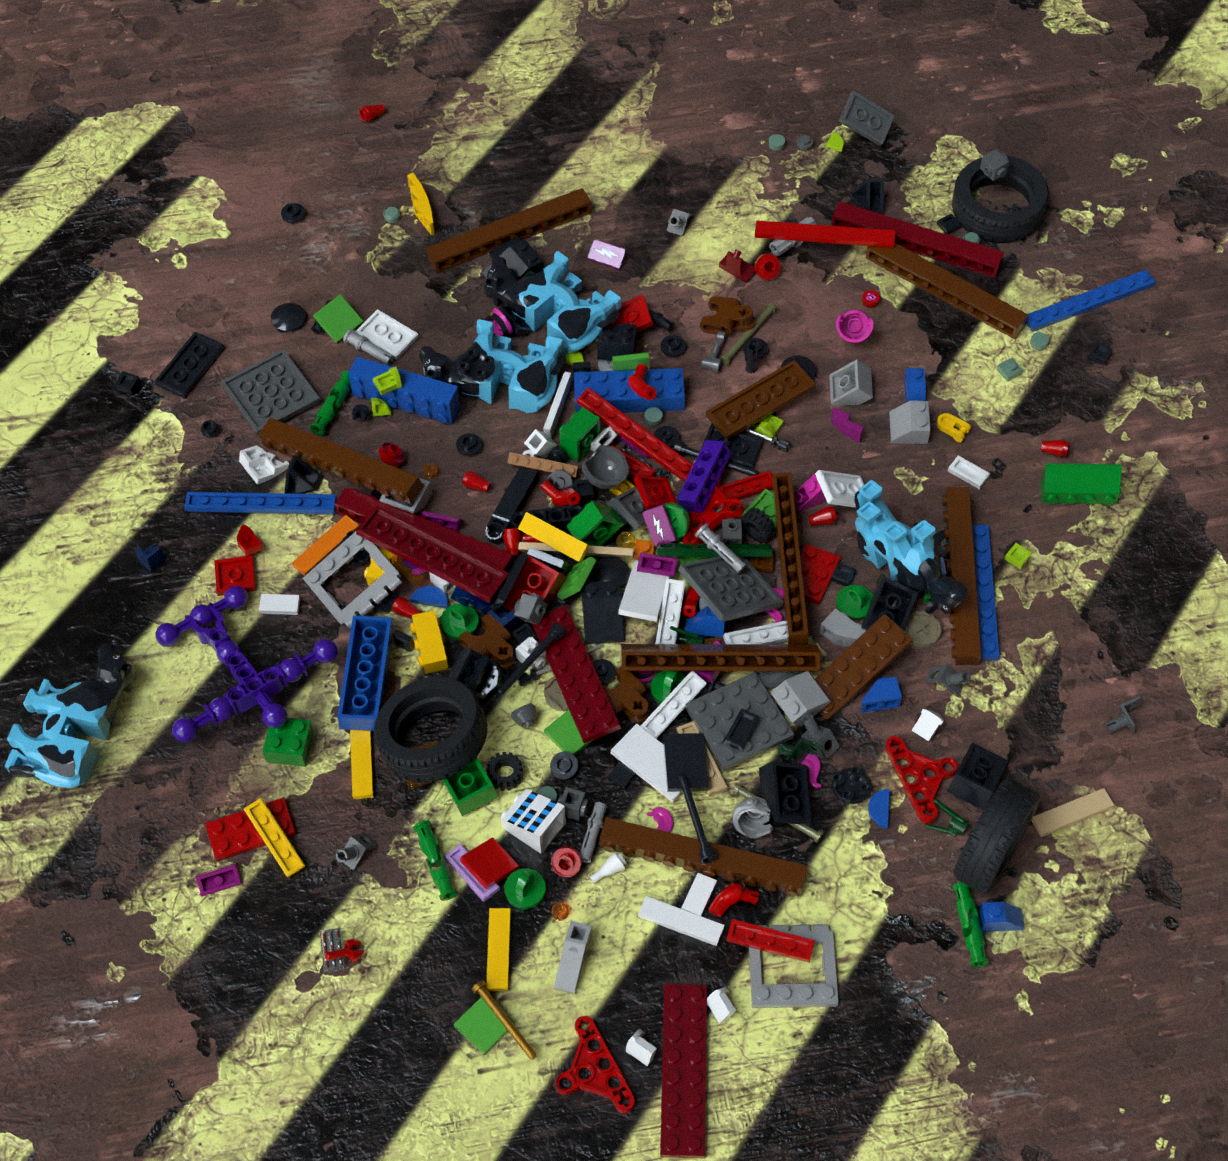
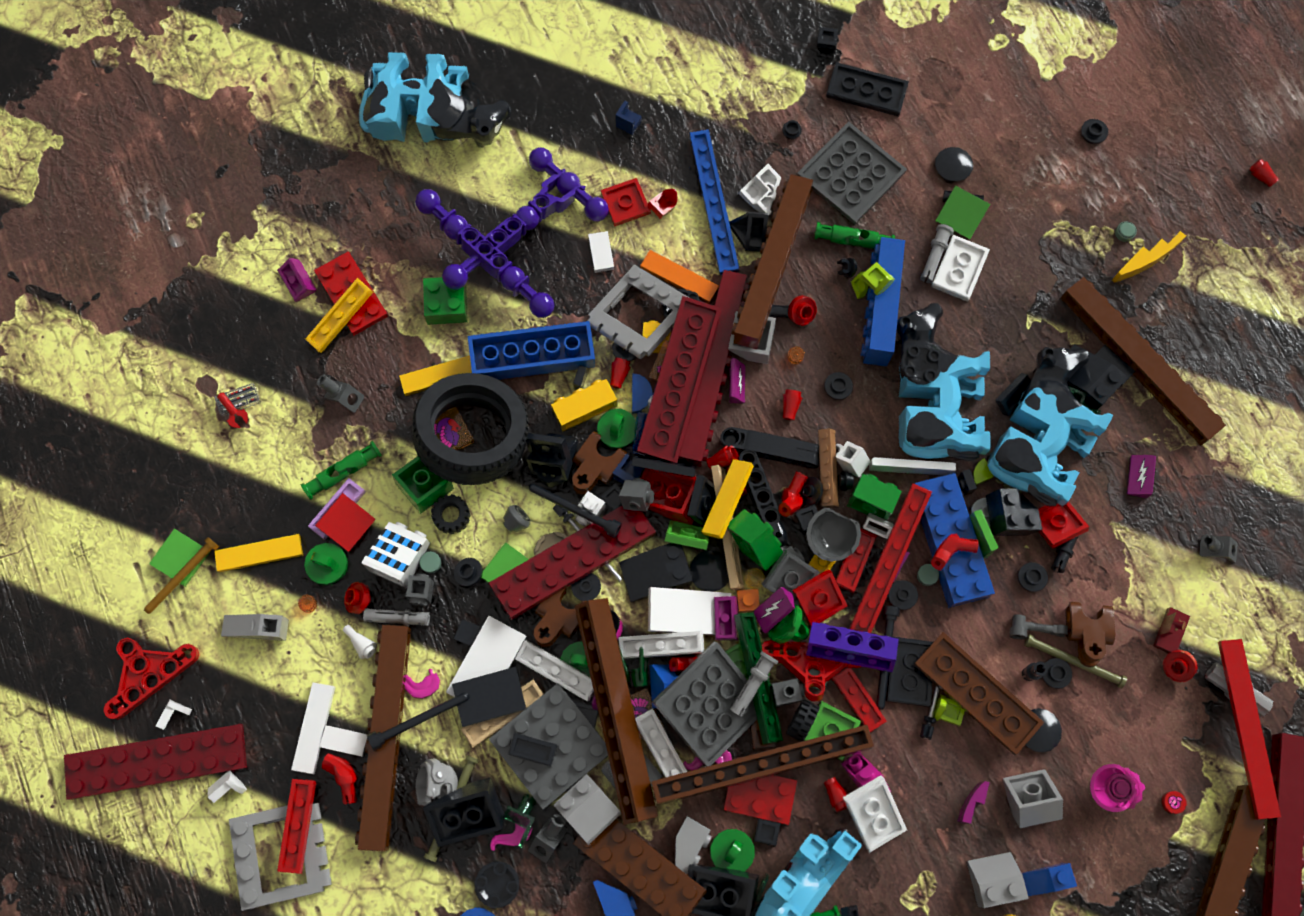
camera: 75 degrees right, 15 degrees up
(501, 323) = (1003, 377): dark pink piece -> none

